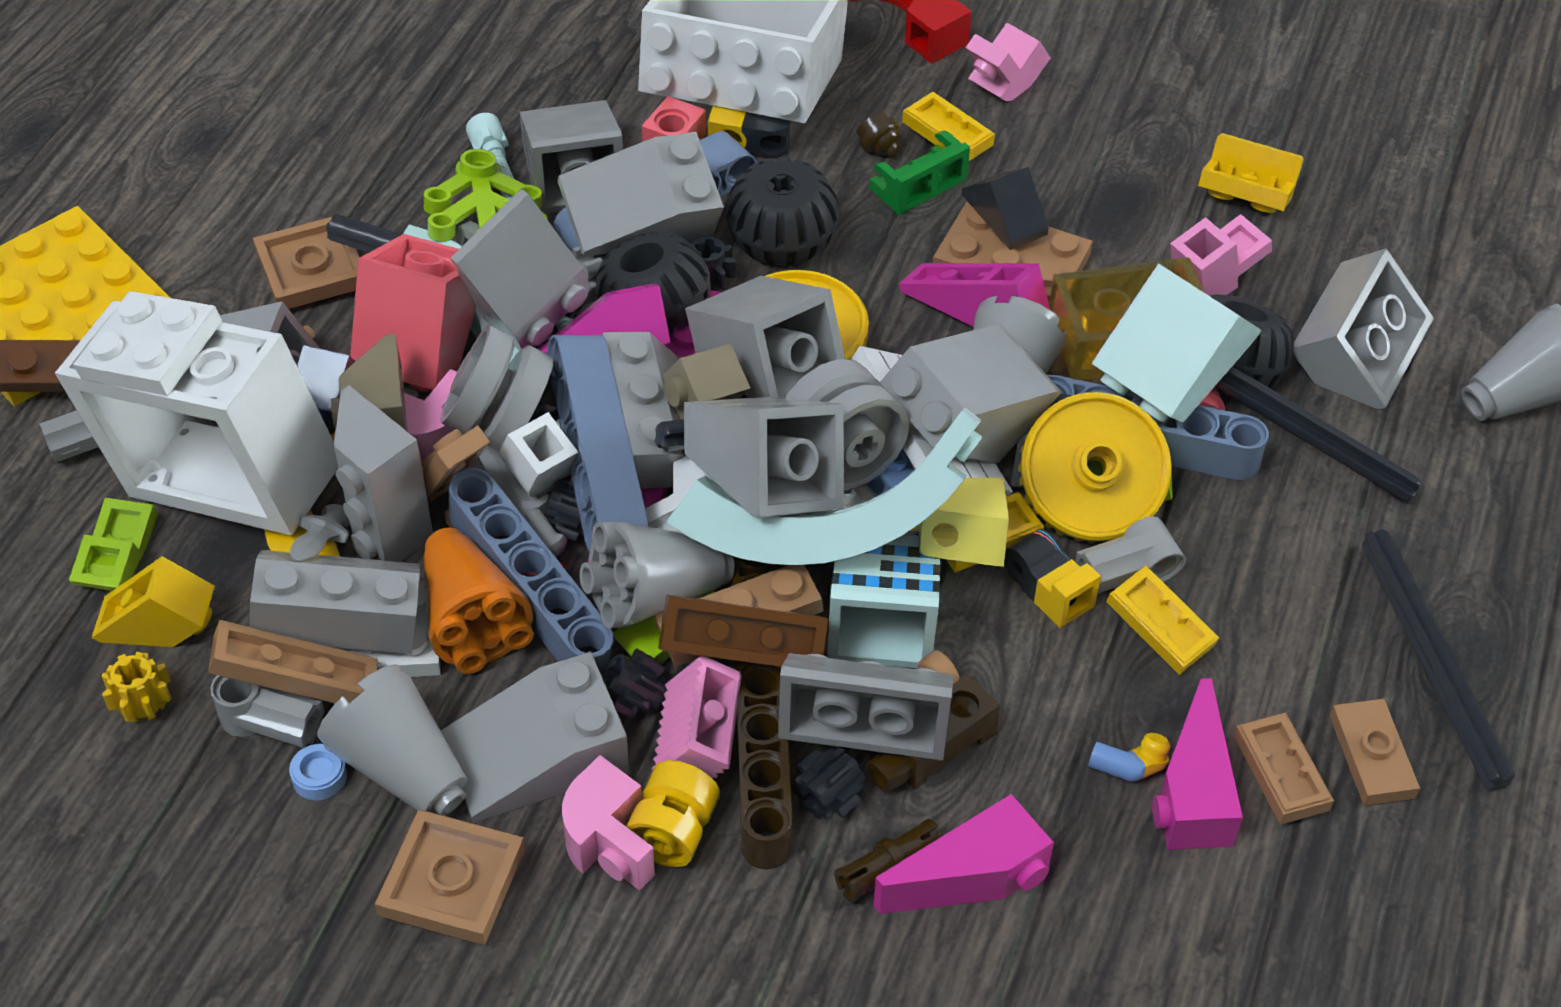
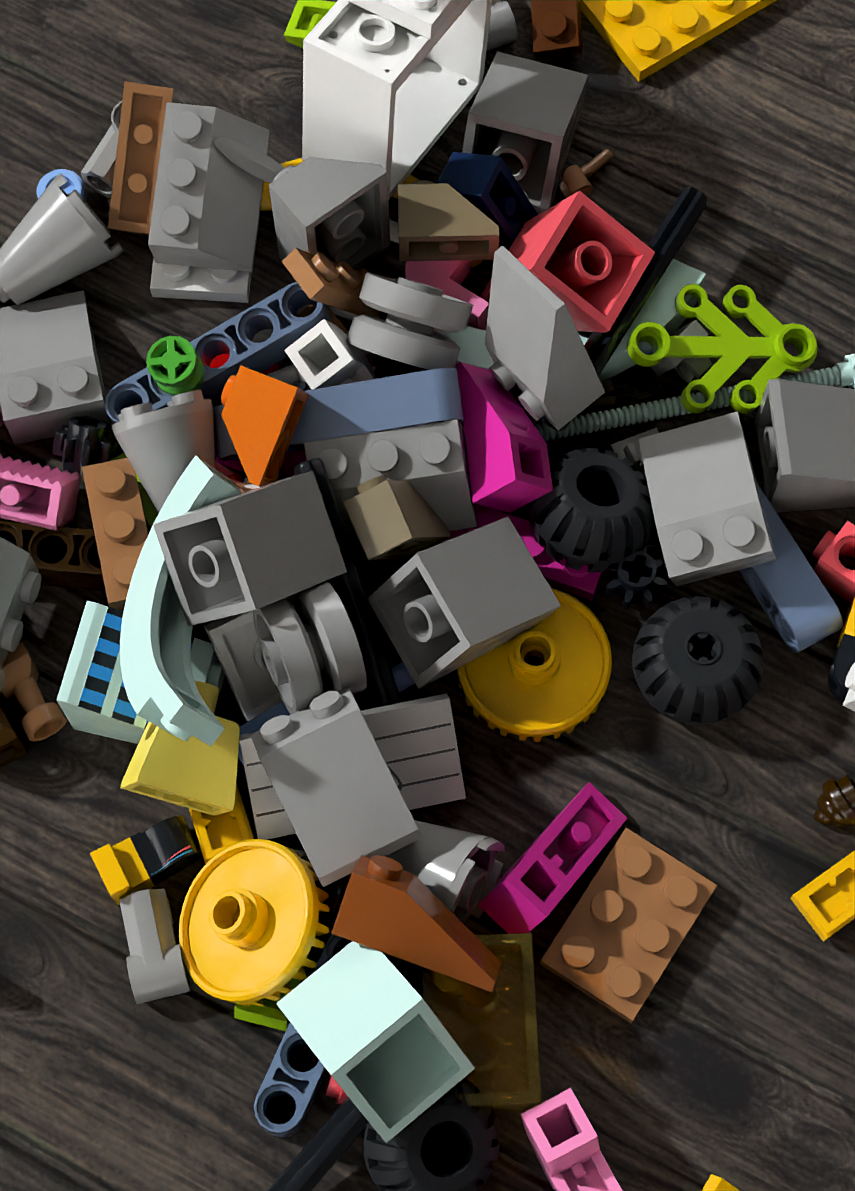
camera: 100 degrees right, 20 degrees up
(136, 687) = (167, 50): yellow gear -> none
(155, 607) = (248, 64): yellow slope -> none
(306, 264) = (665, 172): medium nougat plate -> none
(471, 604) = (197, 298): orange cone -> none
(561, 566) = (167, 357): none -> bright green wheel
(626, 472) = (261, 421): none -> orange slope
(738, 631) = (75, 523): reddish brown plate -> none
(924, 176) = (770, 839): green hinge -> none
(1009, 206) = (678, 915): black slope -> none
(1078, 334) = (406, 920): none -> dark orange slope
(1162, 619) = (69, 960): yellow plate -> none

